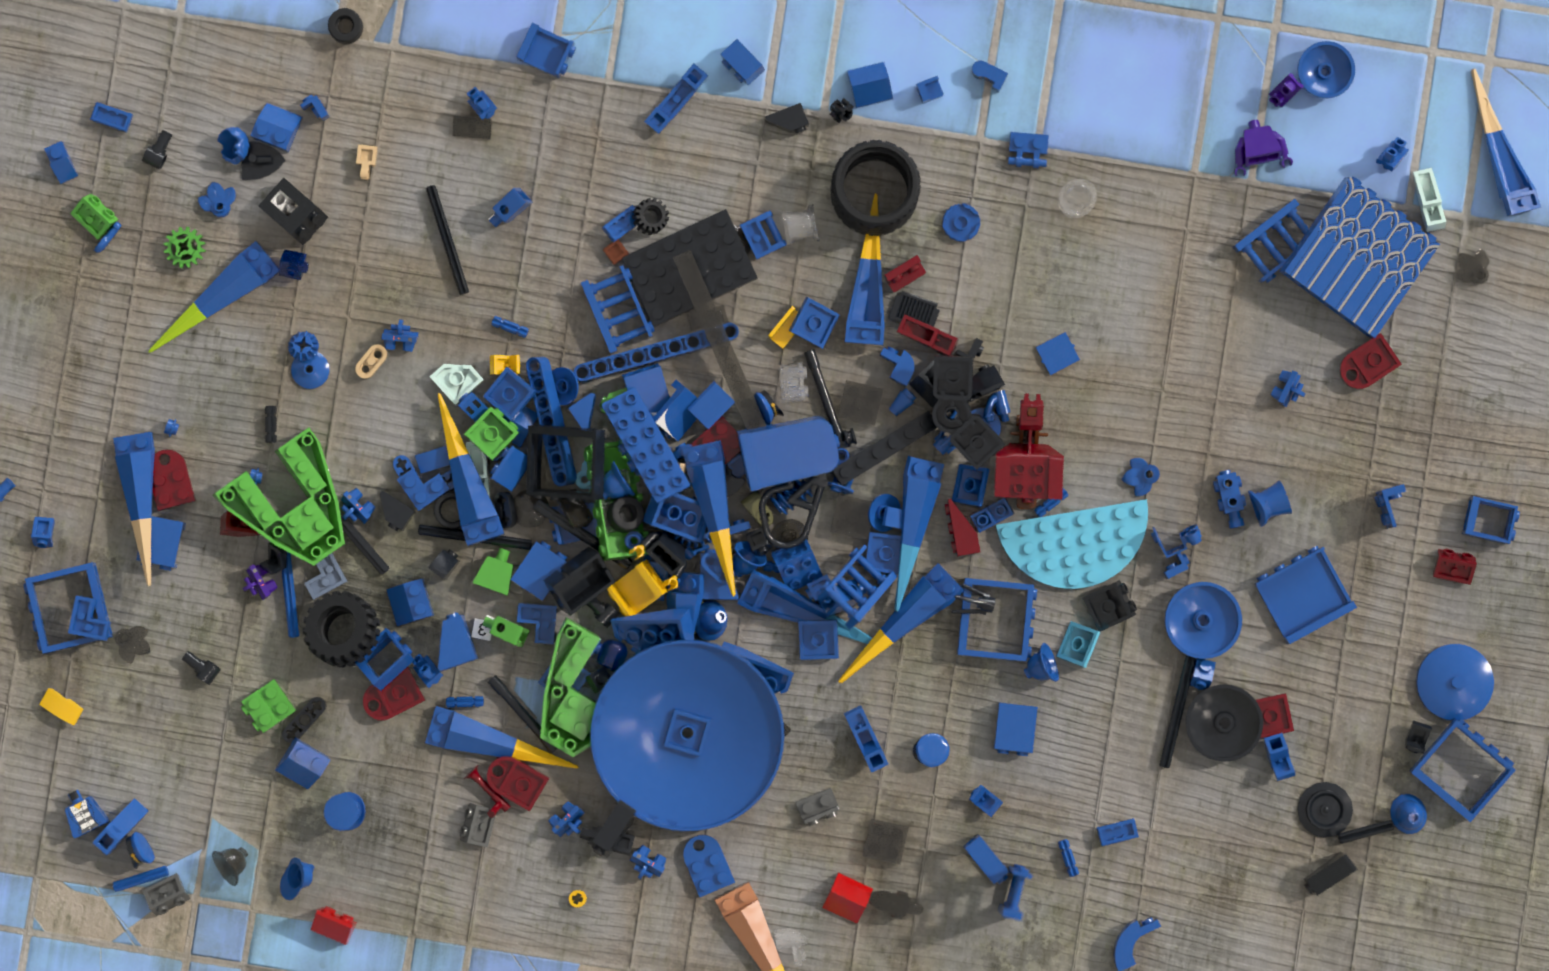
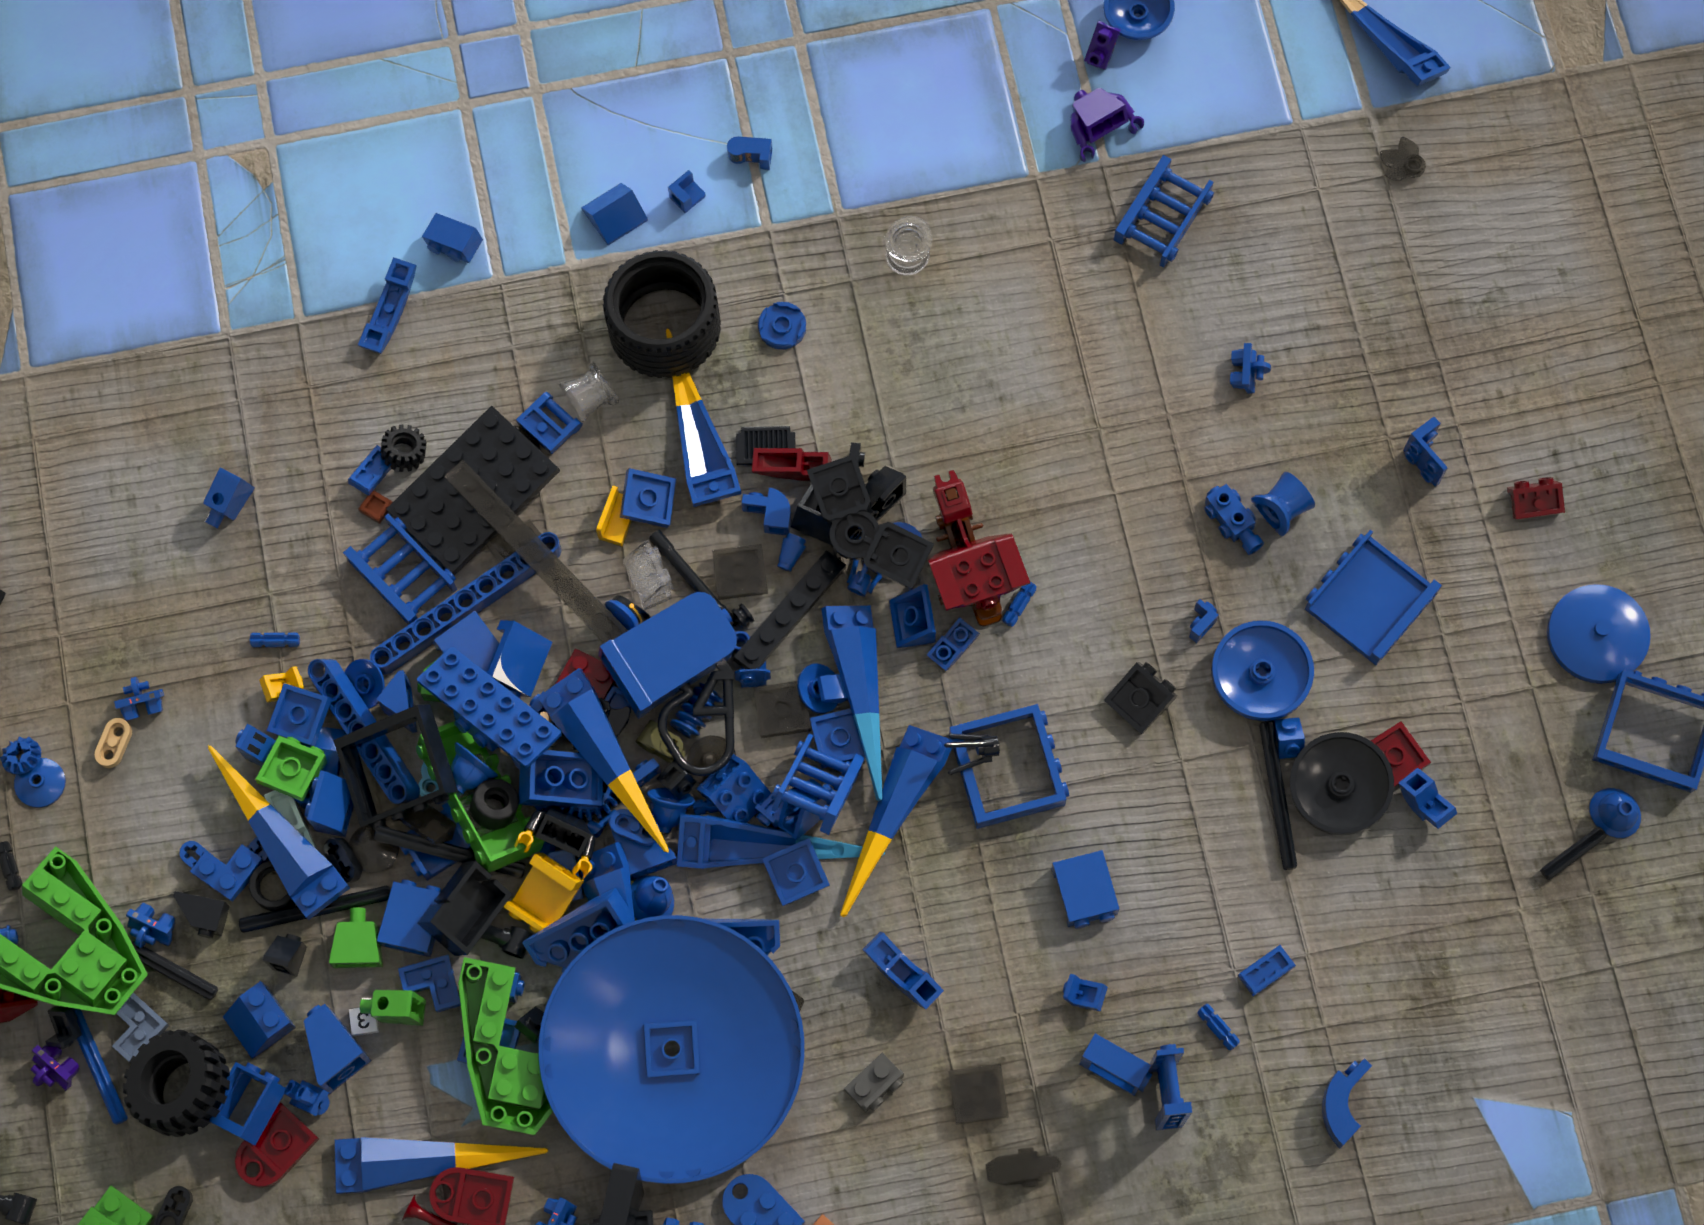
camera: 15 degrees left, 15 degrees down
(366, 157) = (30, 507): tan plate -> none
(433, 459) = (229, 832): blue slope -> none
(447, 239) = (163, 566): black axle -> none
(456, 380) = (223, 725): light aqua plate -> none
(469, 701) = (371, 1121): blue axle -> none
(472, 127) = (150, 426): clear smoke slope -> none
(481, 103) = (152, 394): blue hips -> none
(501, 689) = (416, 1089): black piece -> none
(546, 51) = (211, 310): blue panel -> none
(612, 654) = (538, 986): clear blue helmet -> none
(628, 542) = (509, 831): blue plate -> none
(711, 405) = (556, 637): blue slope -> none
(789, 119) = (531, 282): black slope -> none
(841, 110) = (590, 250): black gear -> none
(847, 898) = (958, 1187): red slope -> none
(905, 274) = (736, 403): dark red bracket -> none
(931, 750) = (990, 956): blue piece -> none
(964, 535) = (928, 678): dark red slope -> none
(1001, 404) = (912, 511): blue plant -> none
(1028, 143) = (826, 211): blue plate -> none
(1042, 665) = (1087, 799): blue hat -> none
(1057, 353) = (956, 431): blue piece -> none
(1076, 546) = (1070, 644): medium azure plate -> none
(1078, 644) = (1122, 758): medium azure slope -> none
(1138, 476) = (1112, 535): blue plate -> none
(1189, 535) = (1205, 576): blue piece -> none
(1325, 809) = (1511, 846): black piece -> none
(1329, 874) = (1554, 918): black slope -> none
(1360, 257) = (1267, 191): blue panel -> none
(1370, 363) = (1330, 305): dark red plate -> none
(1393, 154) = (1255, 71): blue hips -> none
(1417, 737) = (1584, 713): black bracket -> none
(1429, 200) = (1319, 106): light aqua slope -> none
(1471, 514) = (1529, 432): blue window -> none

